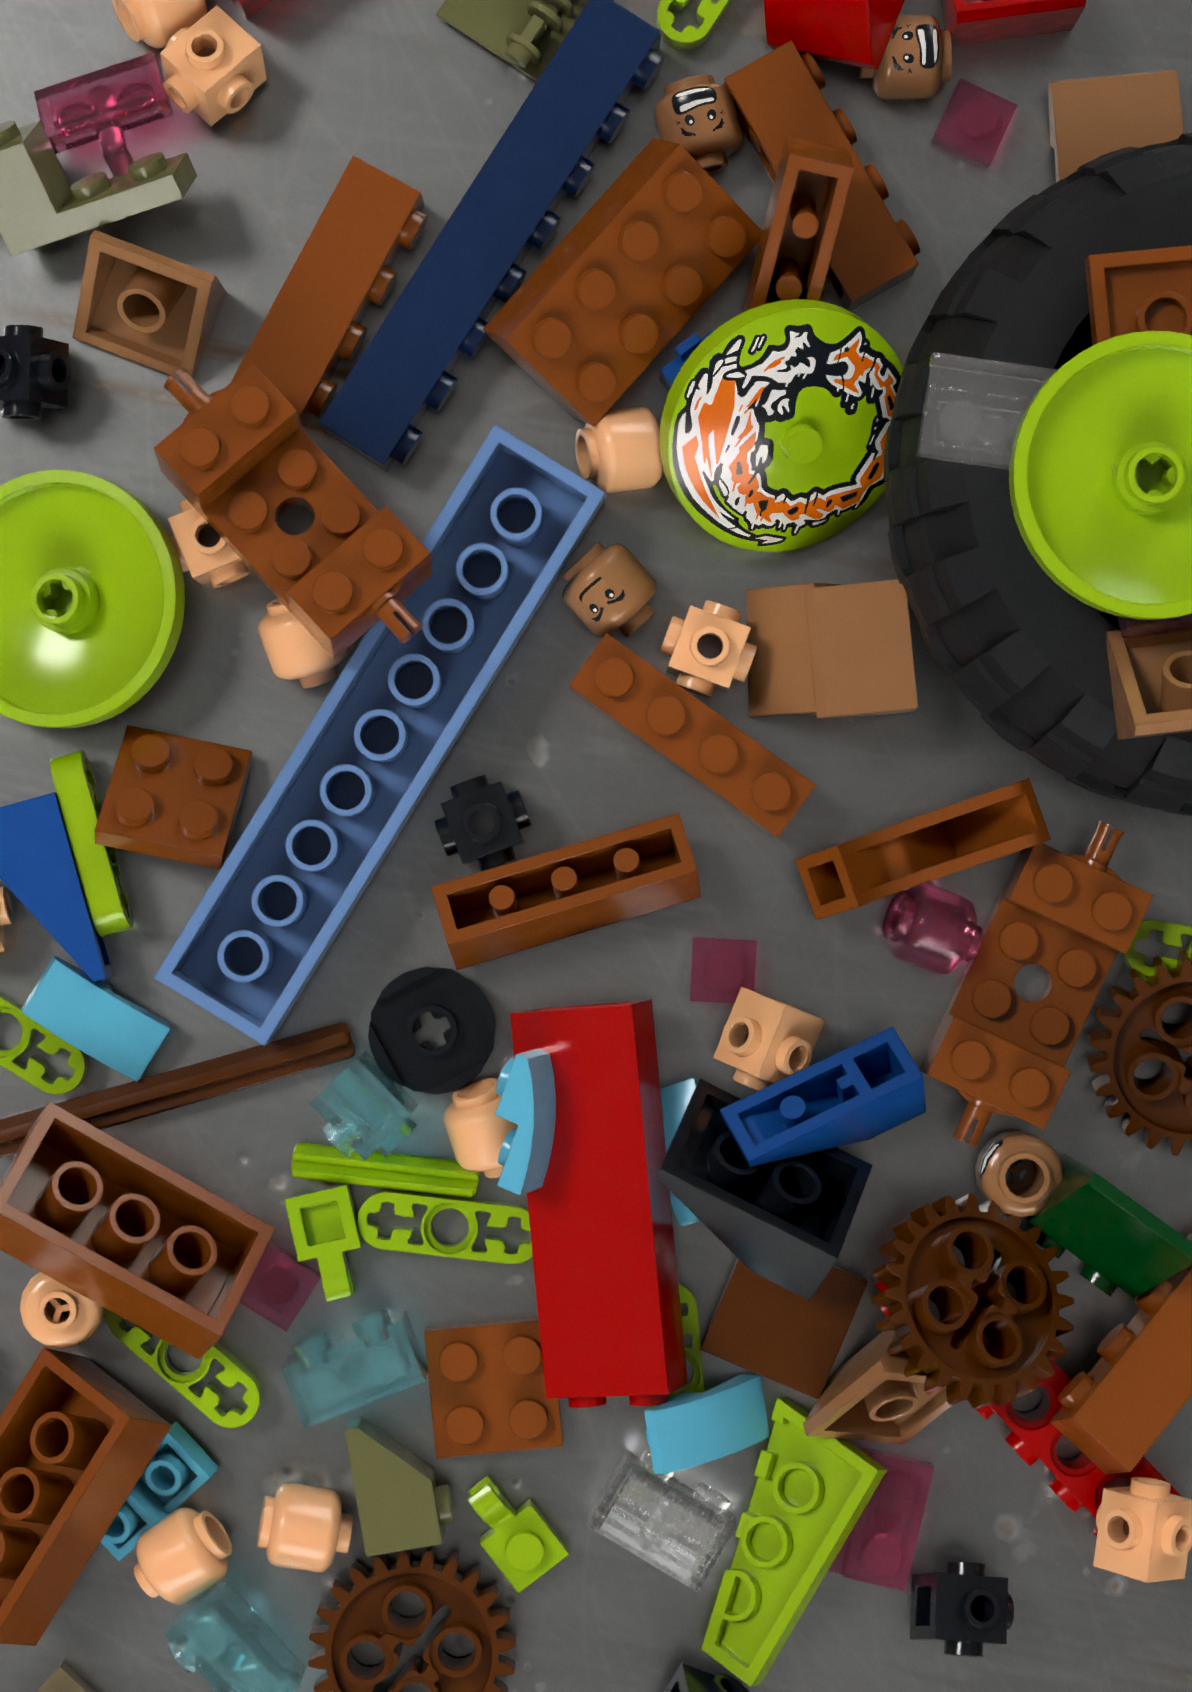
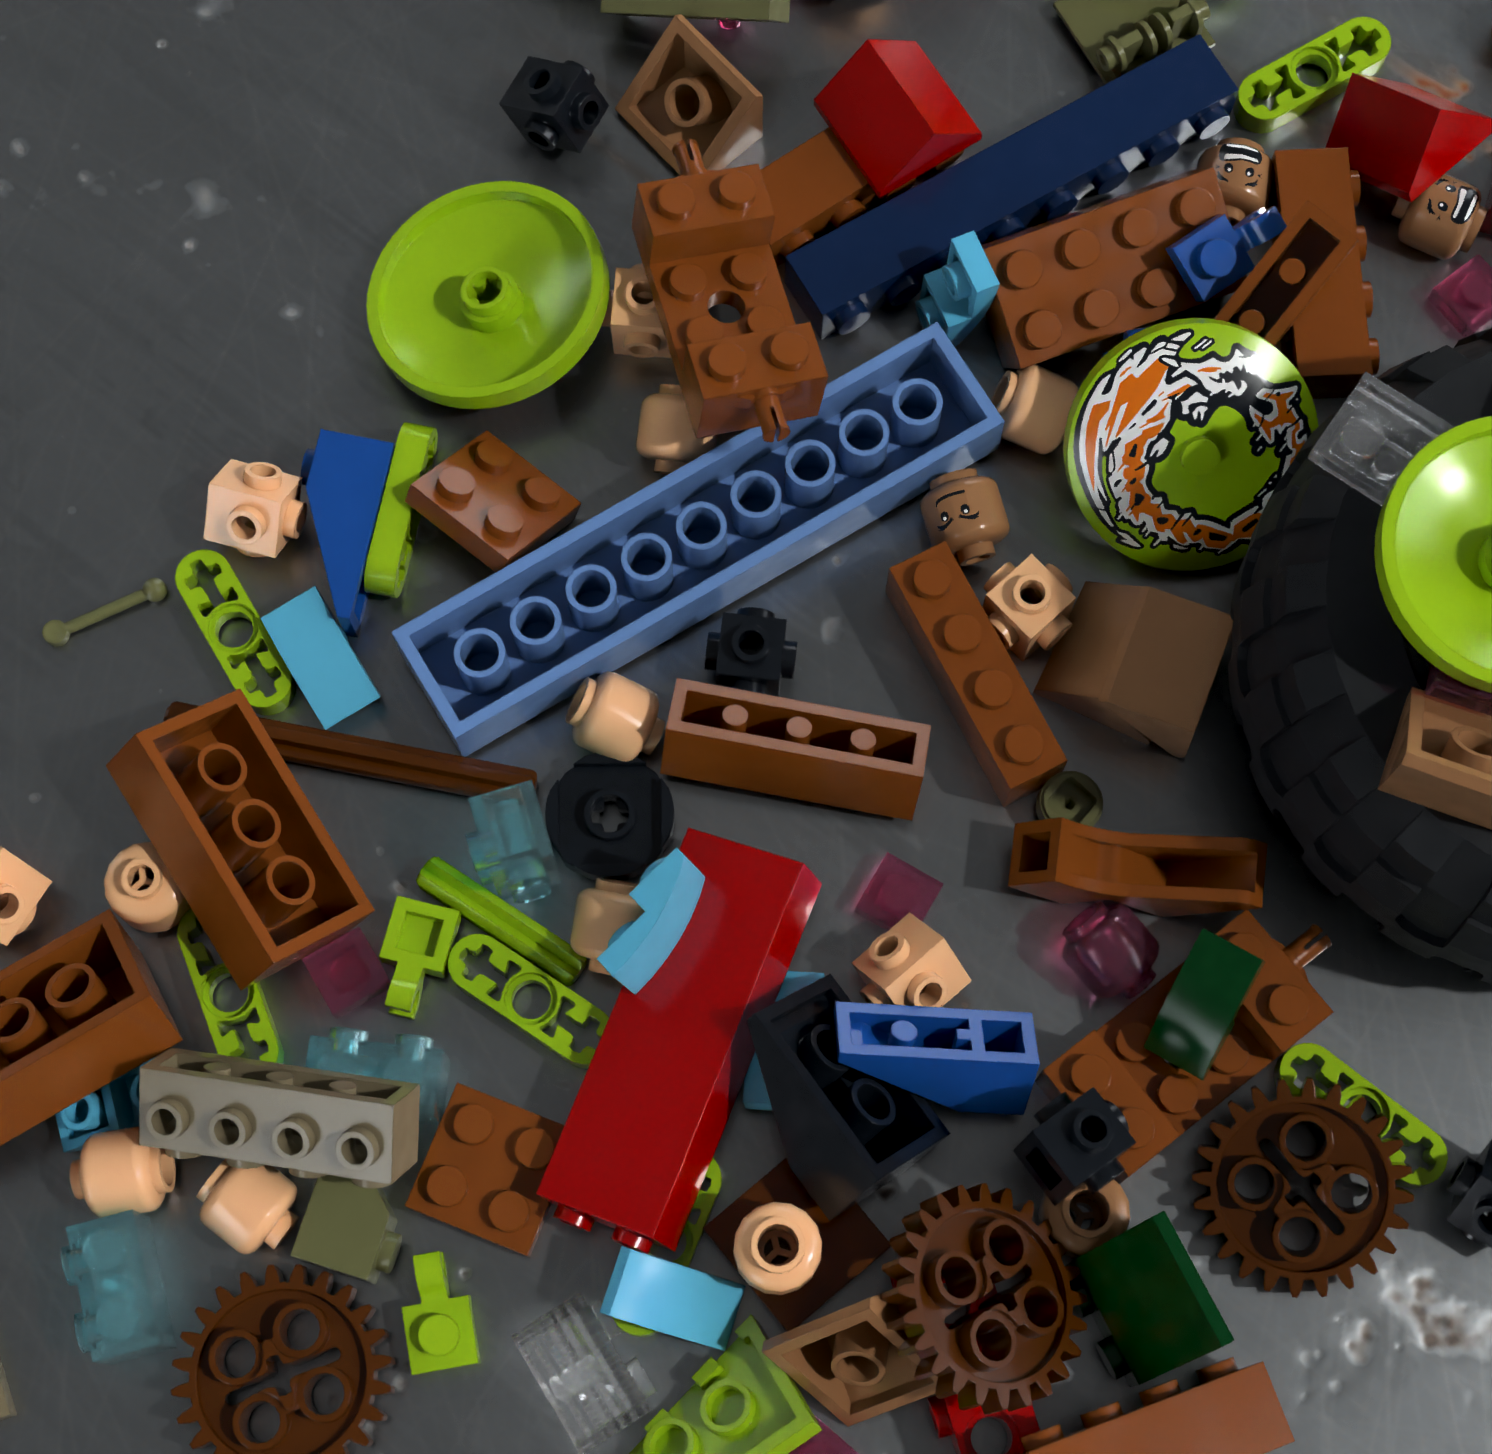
camera: 30 degrees right, 15 degrees down
(295, 1454) = (279, 1116): none -> dark tan brick
(350, 227) = (894, 113): none -> red slope
(390, 940) = (615, 717): none -> light nougat head
(496, 378) = (959, 291): none -> medium azure slope
(722, 228) = (1217, 252): none -> blue plate
(785, 1366) = (772, 1223): none -> light nougat head
(833, 811) = (1071, 797): none -> olive tile
(974, 1150) = (1075, 1145): none -> black brick
(1038, 946) = (1203, 1004): none -> dark green slope

